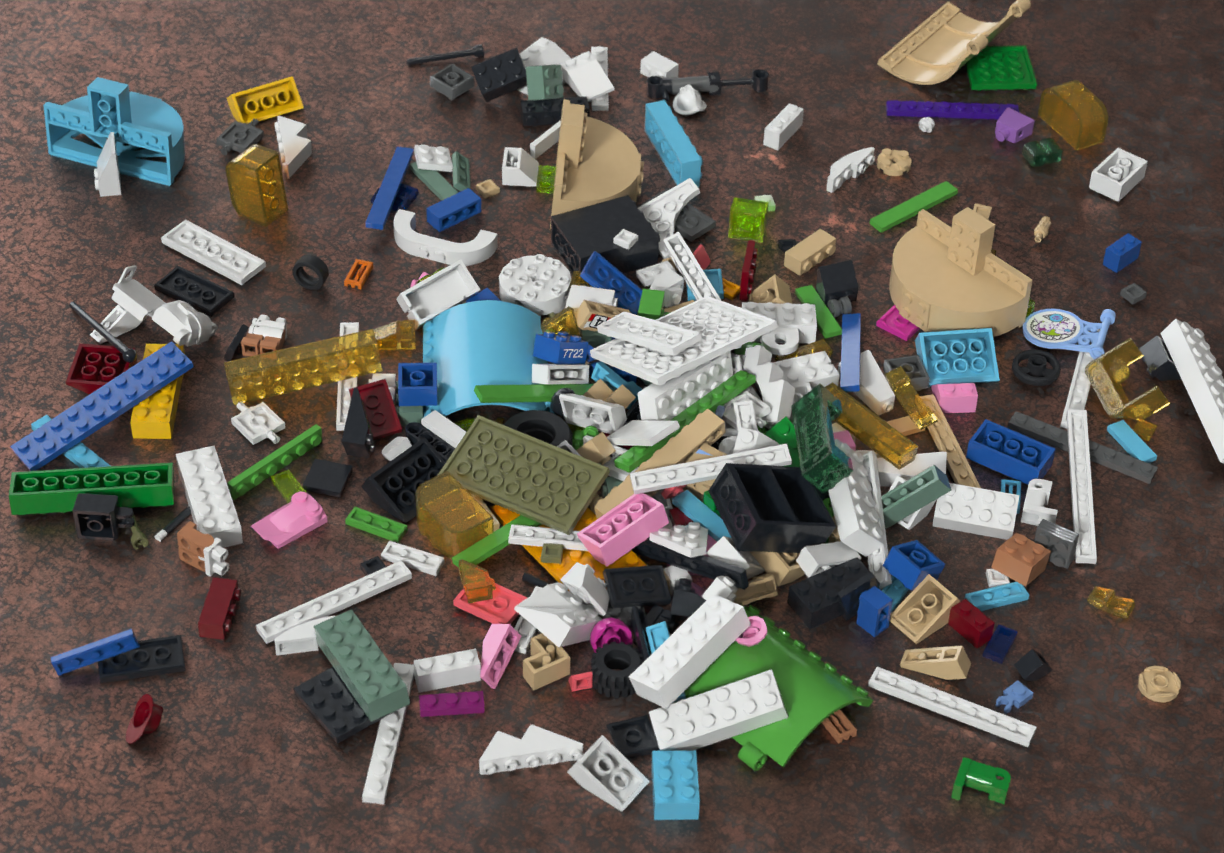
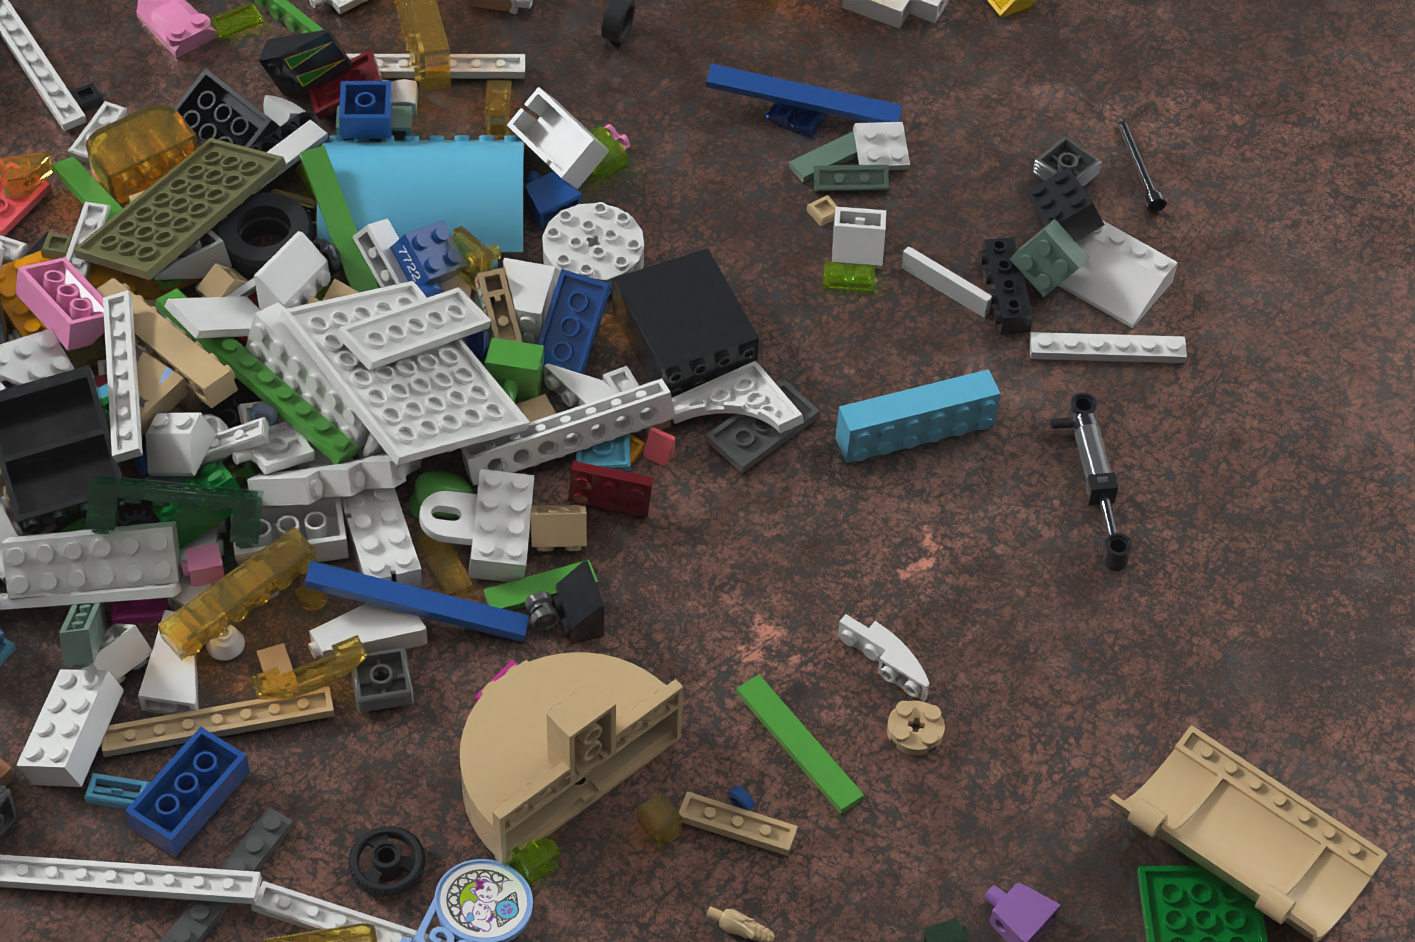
camera: 90 degrees right, 10 degrees up
(327, 477) = (242, 54): black tile -> none
(356, 282) = (634, 79): orange tile -> none
(376, 524) = (166, 90): bright green tile -> none
(438, 249) = (702, 118): white arch -> none
(454, 210) = (765, 168): blue brick -> none
(586, 76) = (1083, 317): white slope -> none
(593, 162) = (837, 300): tan piece -> none
(625, 239) = (649, 327): white tile -> none
(658, 65) = (1133, 418): white brick -> none
(672, 296) = (563, 400): white plate -> none
(688, 101) = (1051, 456): white helmet -> none
(748, 219) = (735, 500): clear neon green brick -> none
(767, 198) = (800, 540): white plate -> none
(783, 126) = (989, 572): white brick -> none
(786, 244) = (696, 564): black tile -> none
(810, 252) = (672, 584): tan brick -> none
(926, 124) = (1019, 784): white plate -> none
(947, 110) = (1072, 836): dark purple plate -> none
(956, 397) = (335, 740): bright pink slope -> none
(958, 356) = (415, 753): medium azure slope -> none
(1036, 497) = (86, 814): white piece -> none

